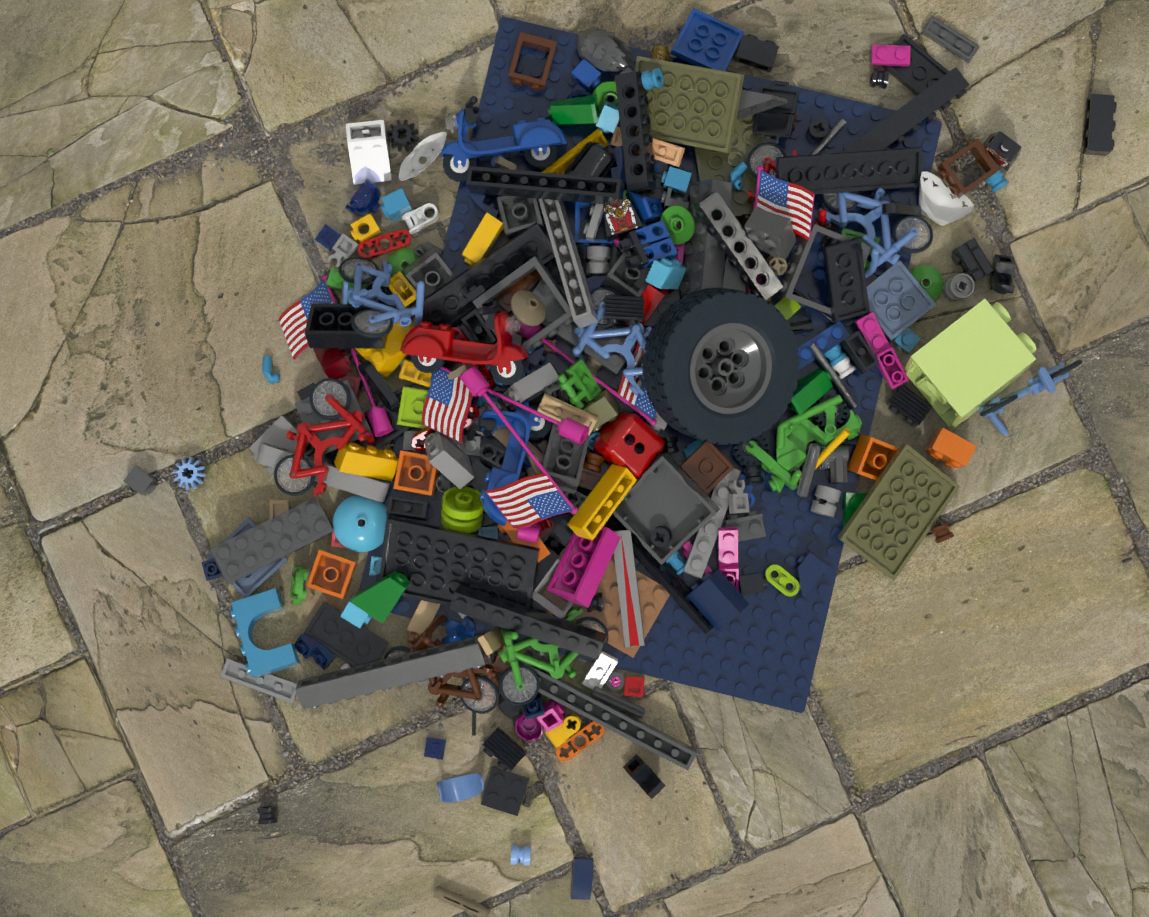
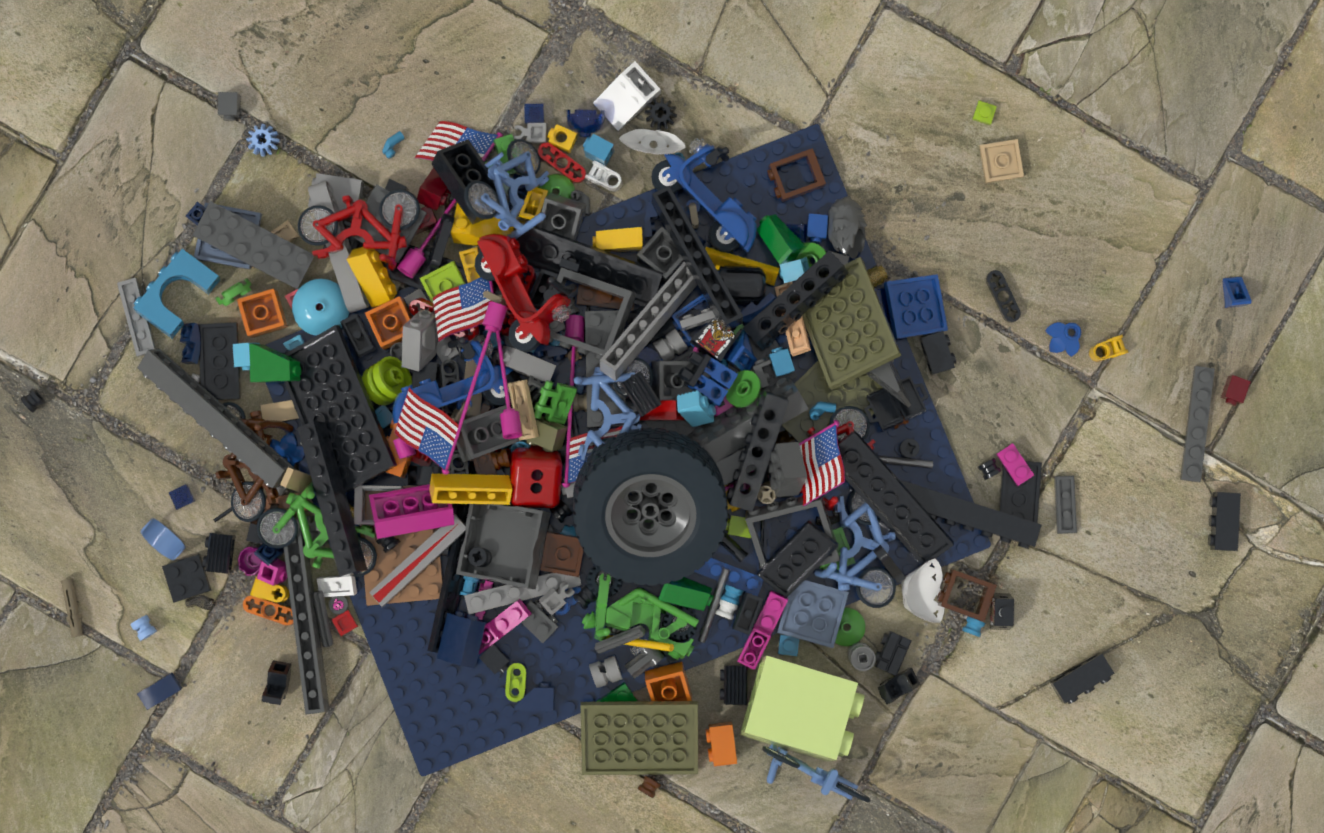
camera: 60 degrees right, 0 degrees up
(528, 308) = (579, 315): dark tan dish -> none
(652, 79) = (848, 283): dark azure wheel -> none

